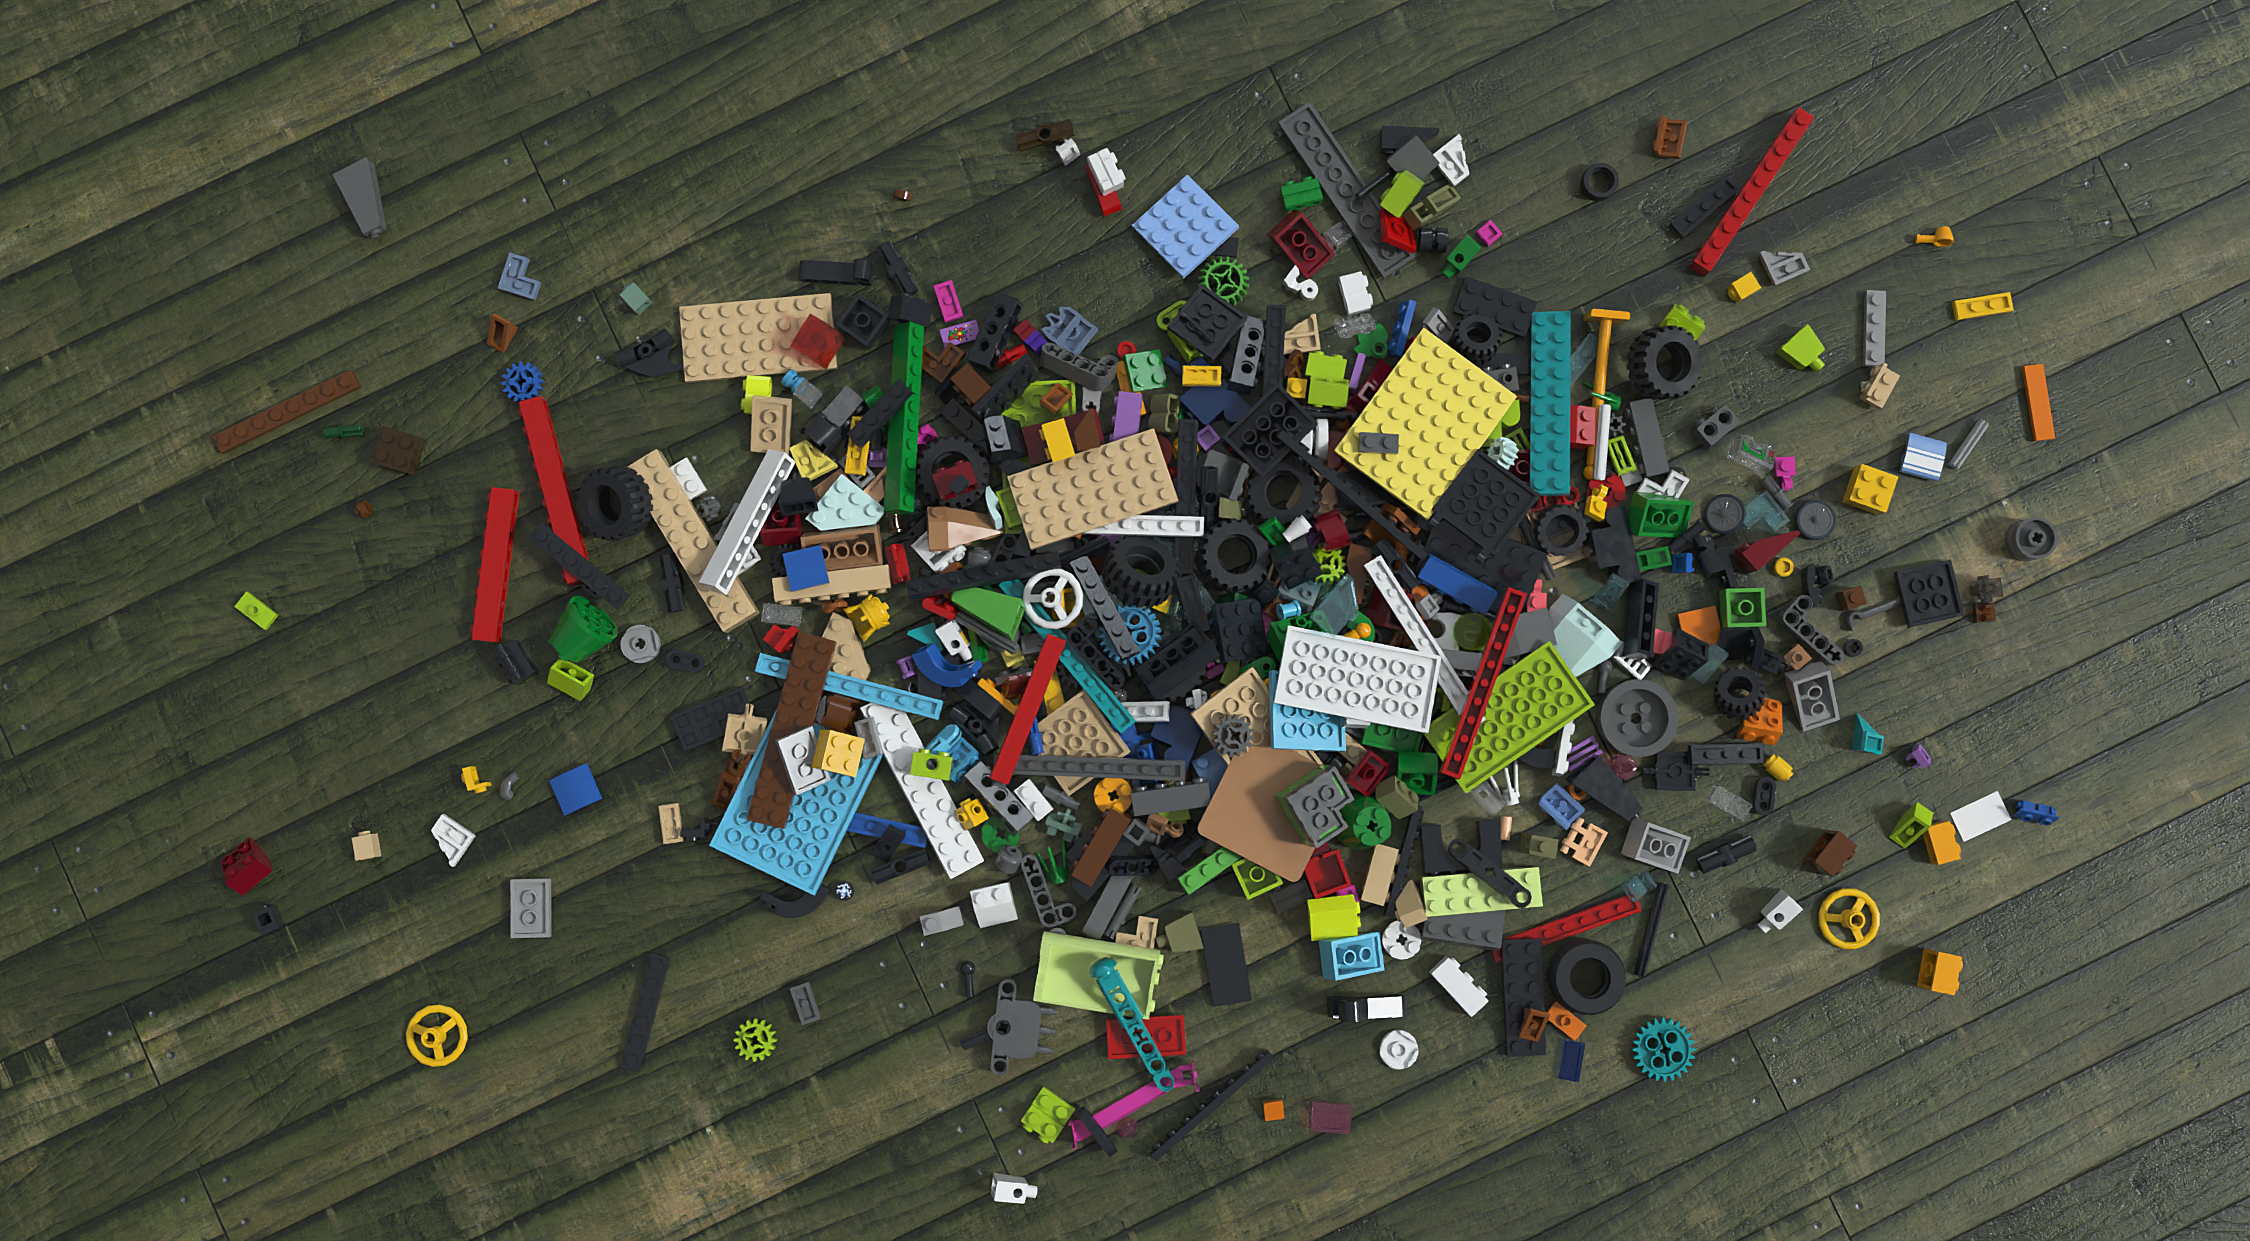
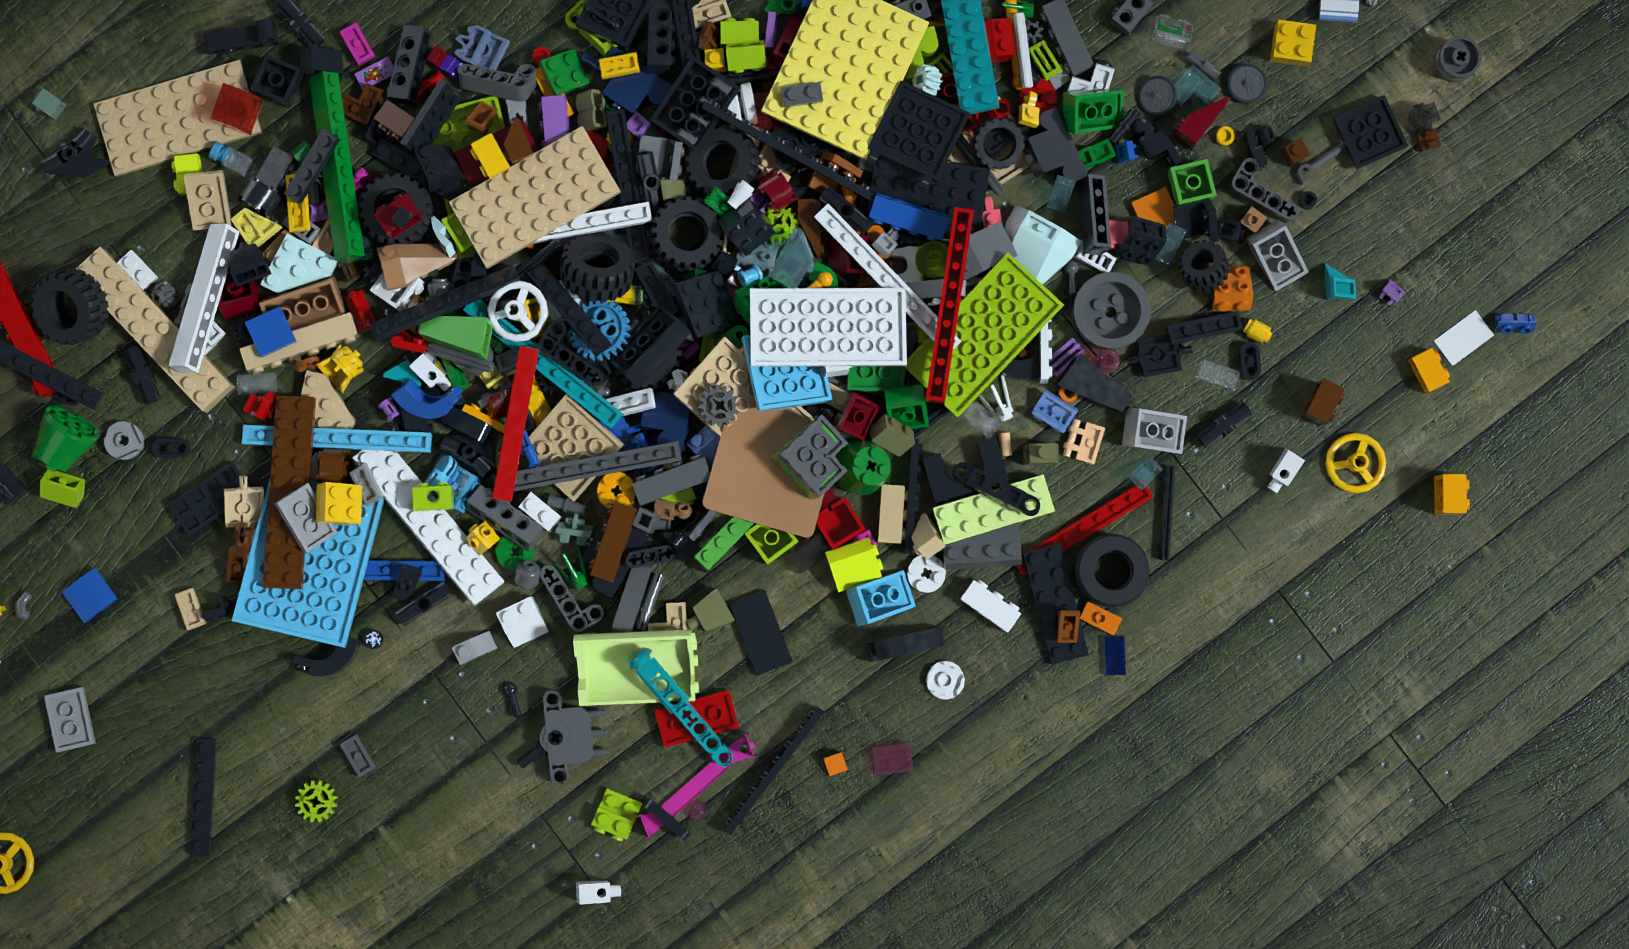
camera: 15 degrees left, 0 degrees up
(1679, 1043) = (1216, 617): teal gear -> none
(1785, 469) = (1206, 41): dark pink plate -> none
(1912, 825) = (1397, 359): lime slope -> none

